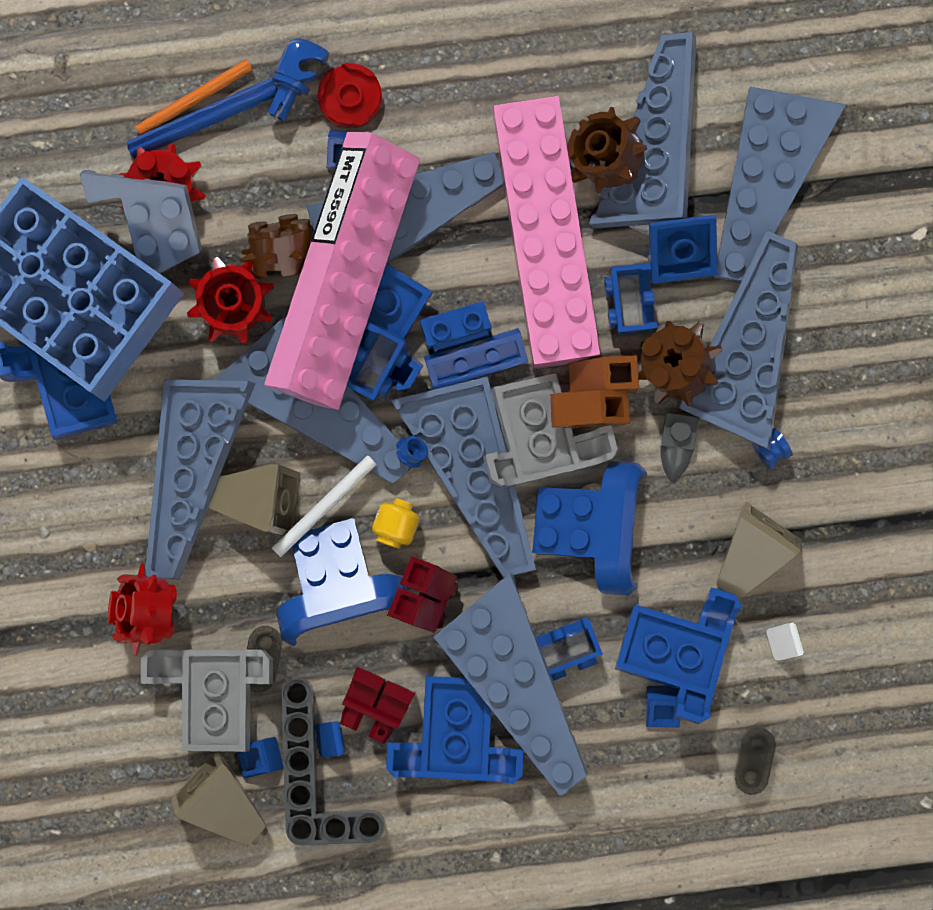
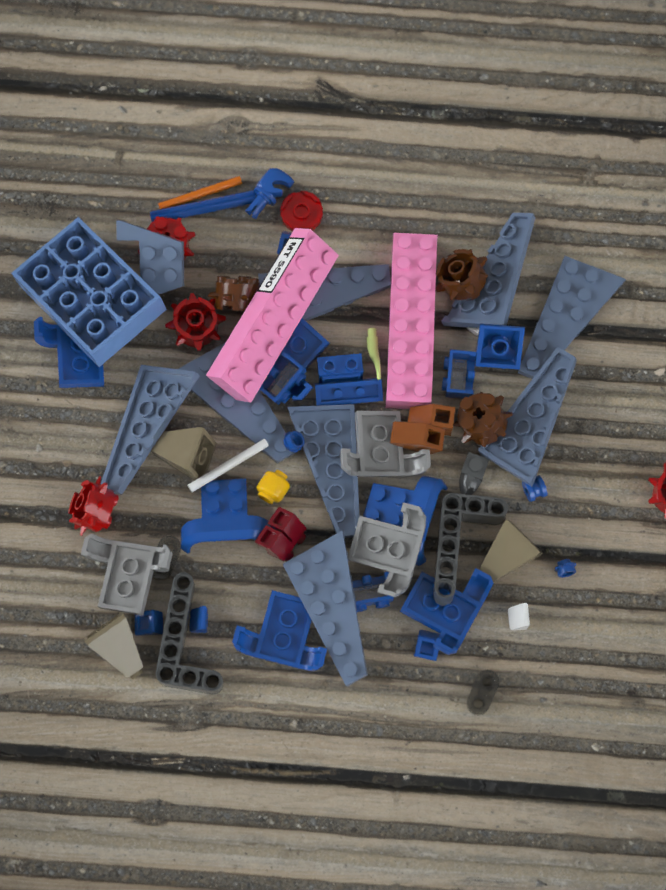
camera: 10 degrees right, 10 degrees down
(361, 700) = (236, 599): dark red hips -> none
(498, 288) = (372, 347): none -> yellowish green animal
(584, 585) = (390, 547): none -> light grey piece
(670, 547) = (452, 538): none -> dark grey beam
(837, 556) = (565, 568): none -> blue plate

